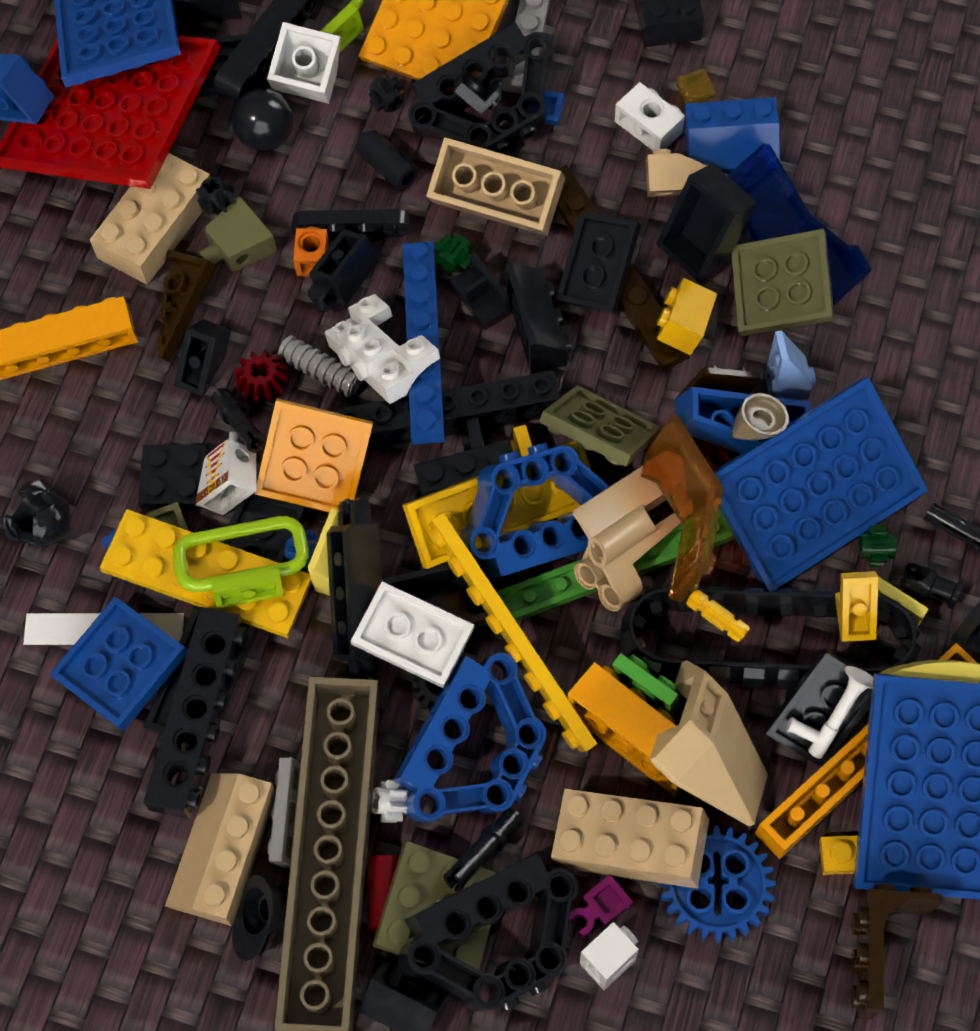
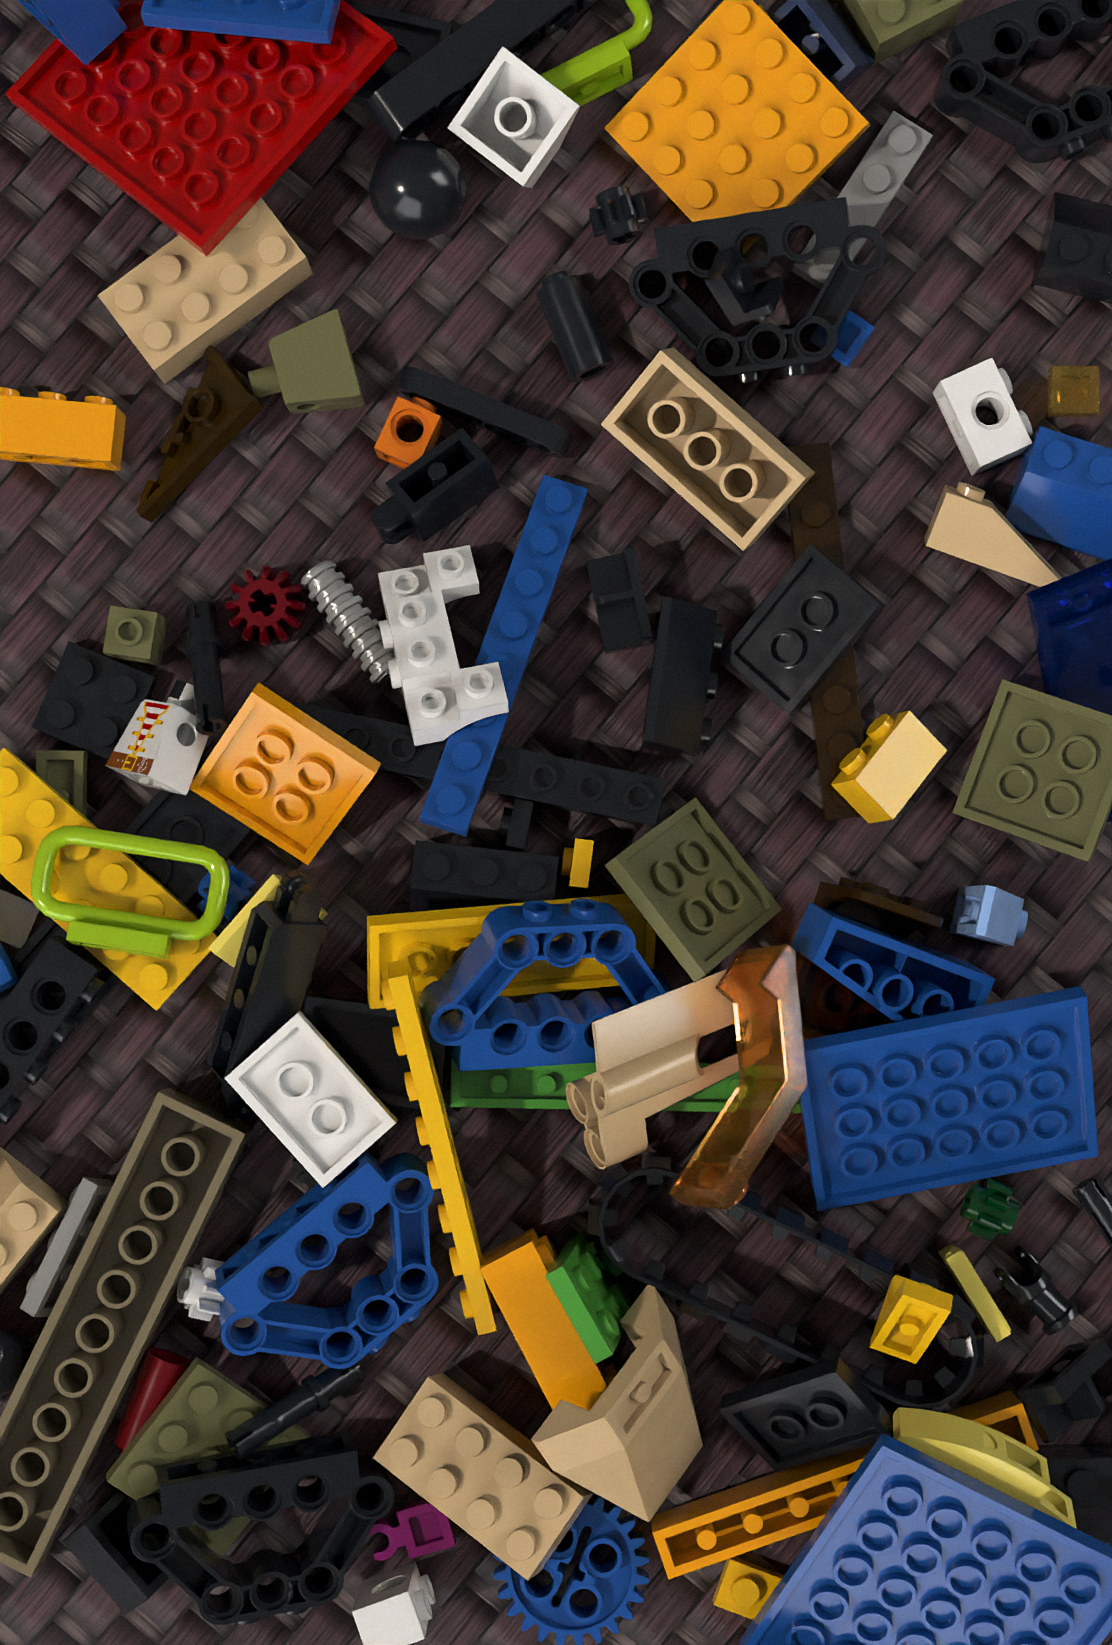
camera: 30 degrees right, 20 degrees up
(185, 422) = (135, 635): none -> olive brick
(201, 356) = (196, 538): black slope -> none
(215, 195) = (301, 296): black gear -> none
(453, 253) = (607, 524): dark green gear -> none
(706, 222) = (979, 643): black piece -> none
(718, 615) = (723, 1248): yellow axle -> none
(760, 418) = (908, 999): dark tan piece -> none
(857, 683) = (862, 1425): white piece -> none

